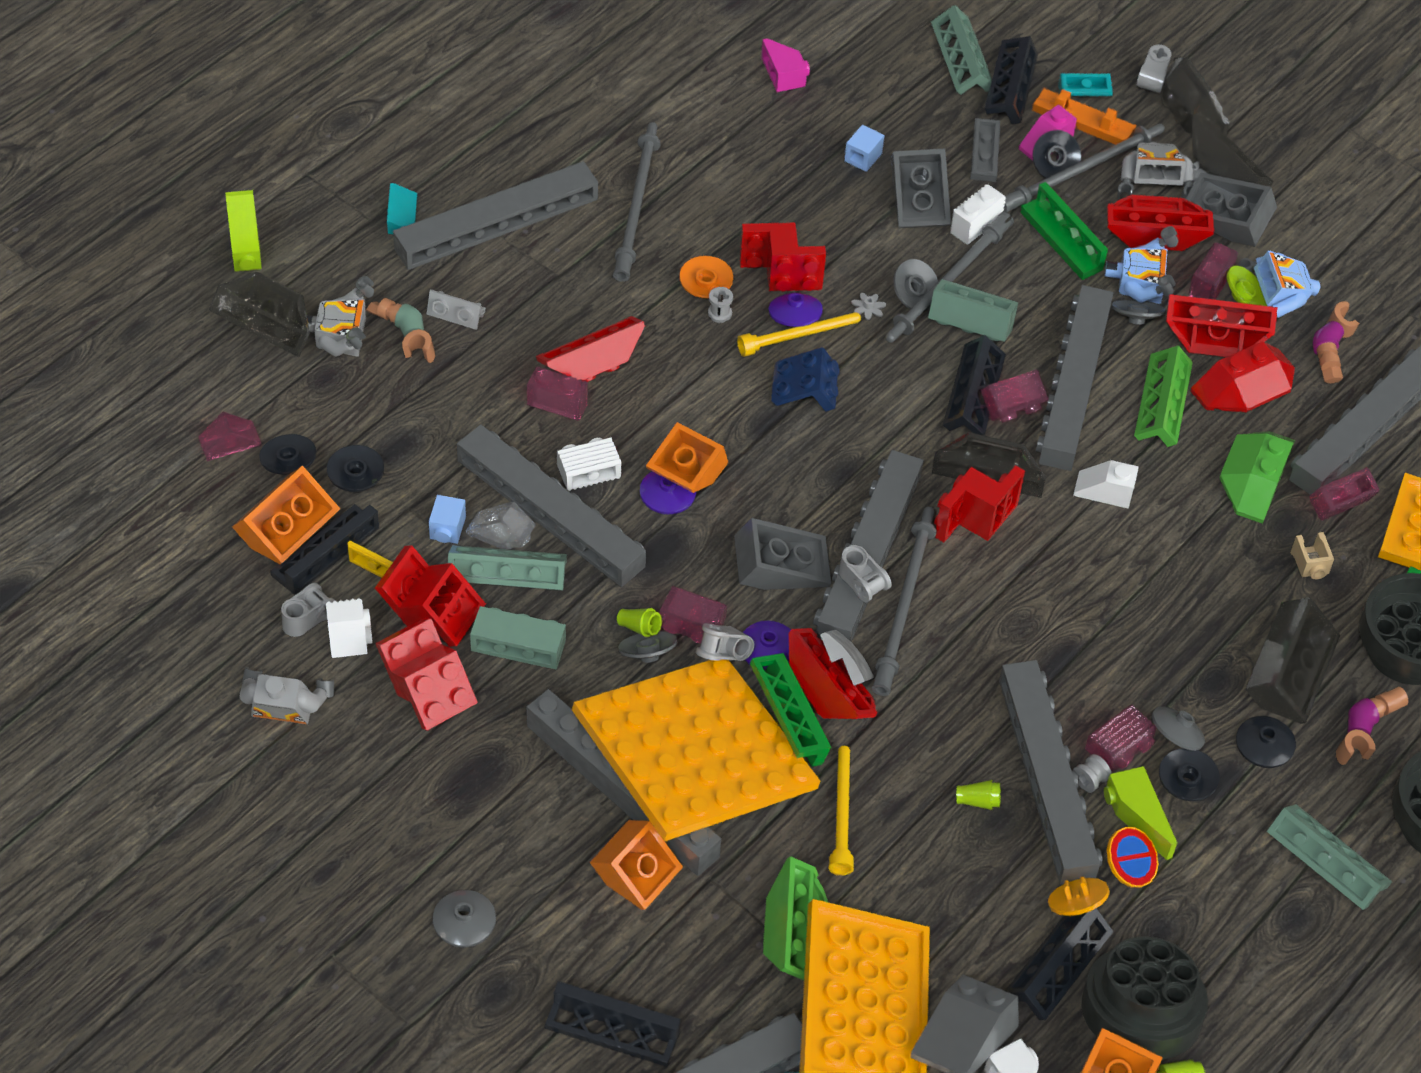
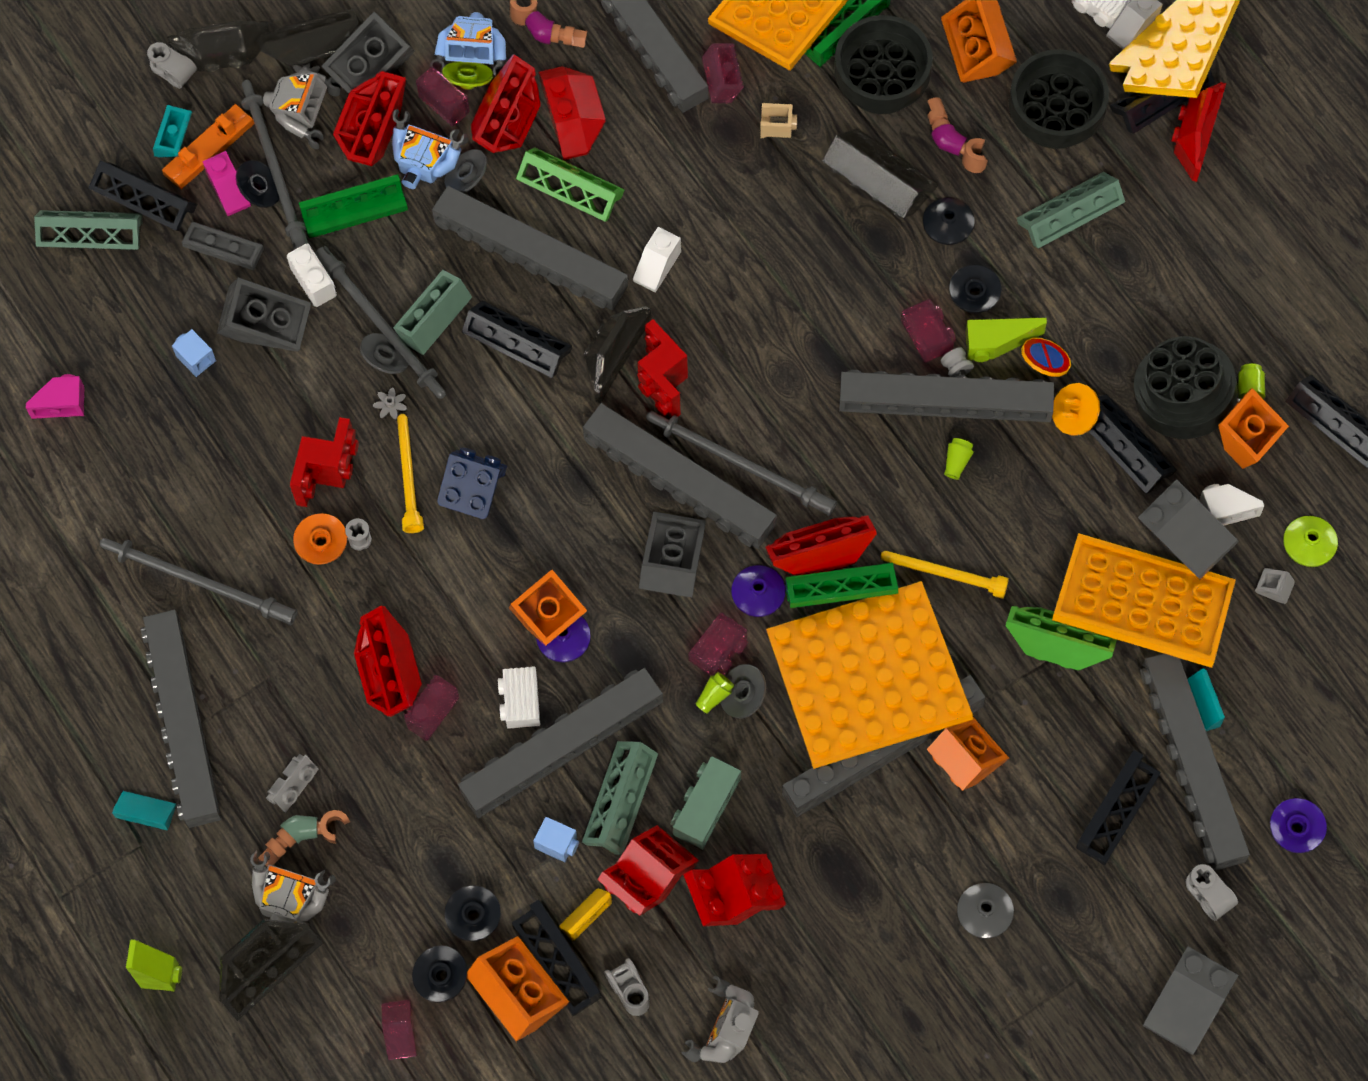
camera: 70 degrees left, 15 degrees up
(348, 628) = (670, 950): white brick -> none
(502, 526) = (576, 792): clear slope -> none
(724, 643) = (762, 625): light grey piece -> none
(795, 309) = (386, 475): dark purple dish -> none
(839, 648) = (806, 524): light grey slope -> none
(866, 576) = (730, 485): light grey piece -> none
(1015, 395) = (543, 305): clear pink brick -> none
(1178, 727) = (928, 282): dark grey dish -> none
(1255, 472) = (673, 132): bright green wedge -> none

